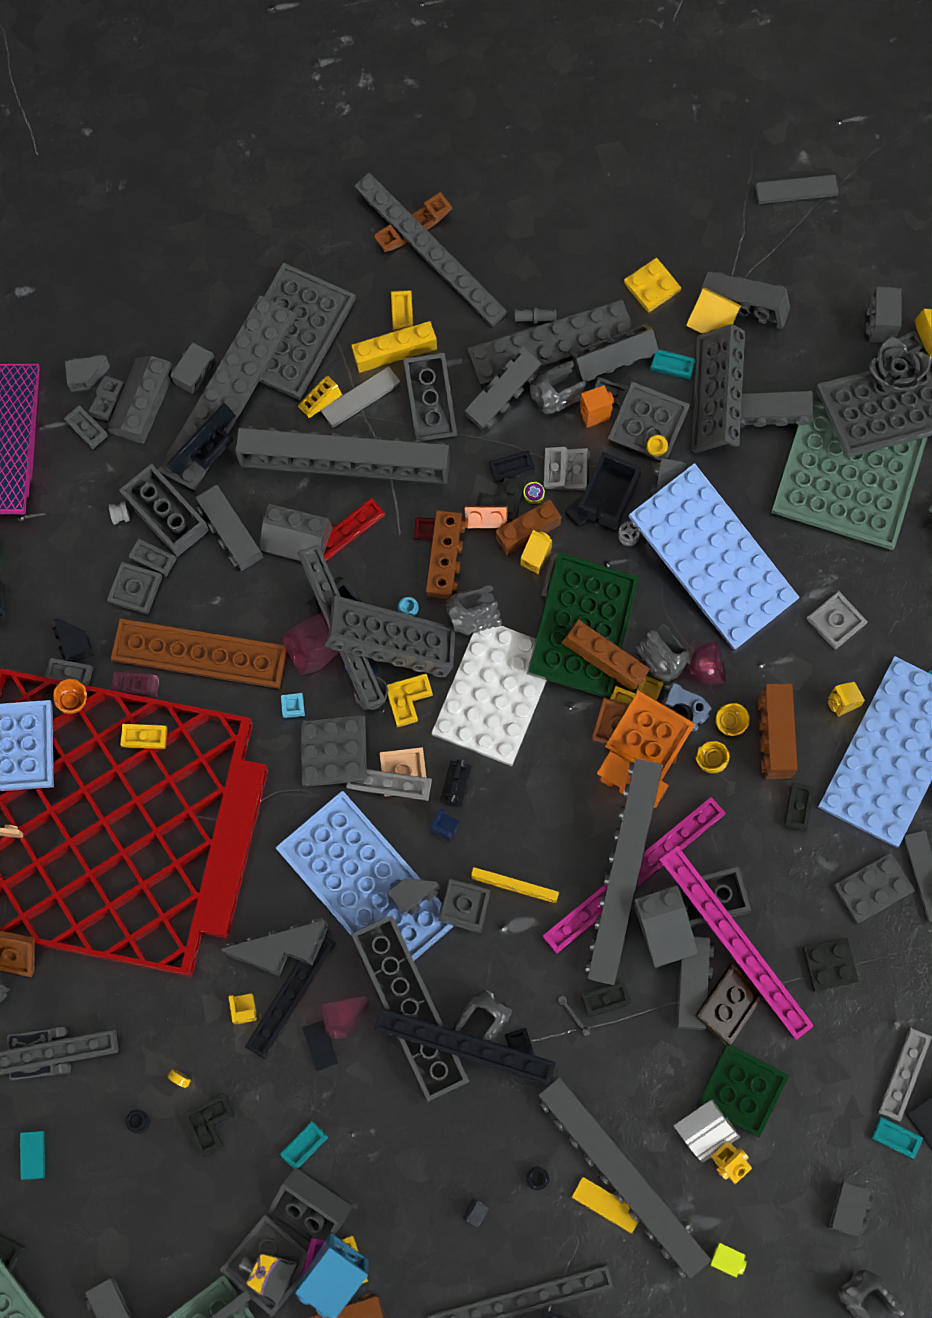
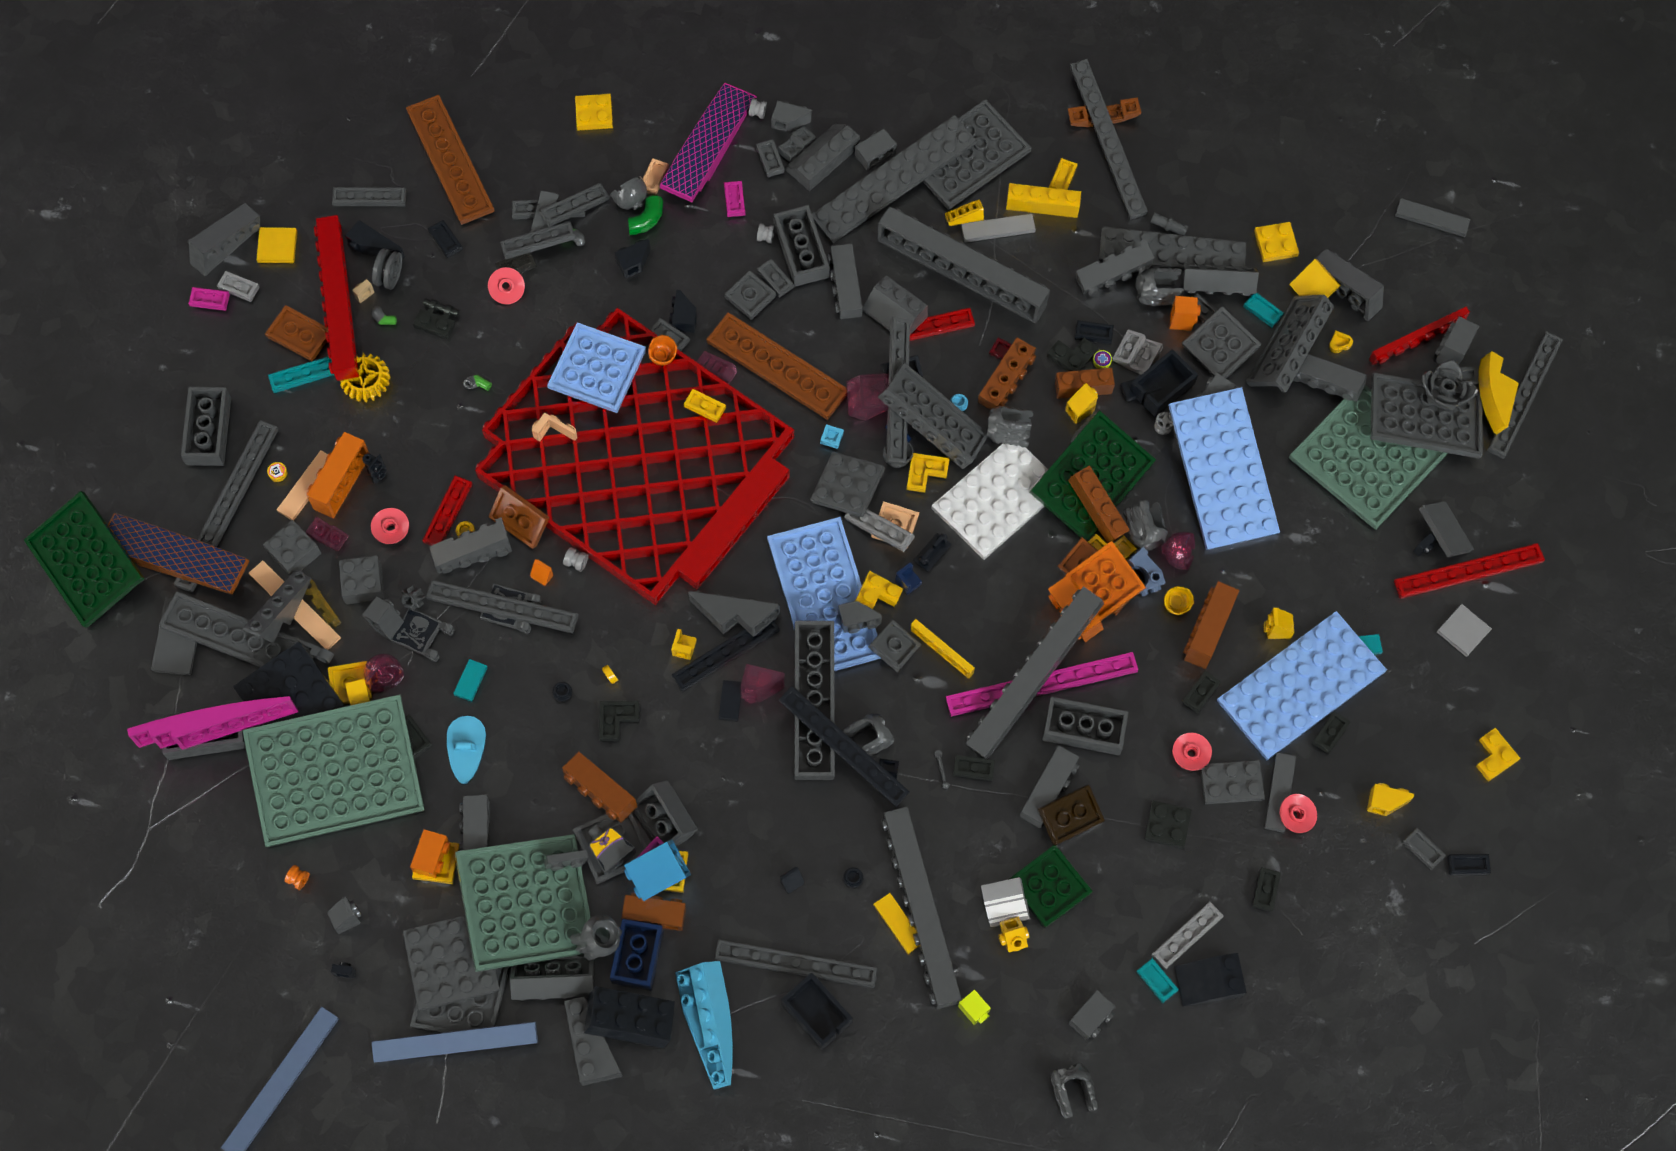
camera: 20 degrees right, 5 degrees down
(47, 378) = (757, 108): none -> light grey wheel
(53, 999) = (541, 572): none -> orange slope
(61, 1231) = (465, 746): none -> medium azure shield
(68, 489) = (734, 198): none -> dark pink plate
(87, 968) = (576, 559): none -> light grey wheel
(206, 443) = (858, 208): black bracket -> none
(226, 1211) = (599, 787): none -> dark orange brick
(304, 1145) = (682, 769): teal tile -> none
(416, 851) = (876, 588): none -> yellow plate
(430, 397) = (1054, 249): dark grey slope -> none
(486, 516) = (1054, 360): orange plate -> none
(657, 445) = (1219, 364): yellow tile -> none
(665, 926) = (1047, 728): dark grey slope -> none
(712, 757) = (1148, 622): yellow hair -> none
(736, 942) = (1098, 767): dark pink plate -> none
(765, 364) = (1340, 342): none -> yellow tile
(822, 865) = (1195, 743): none -> coral dish
(836, 620) = (1302, 564): light grey tile -> none
(838, 329) = (1413, 339): none -> red plate

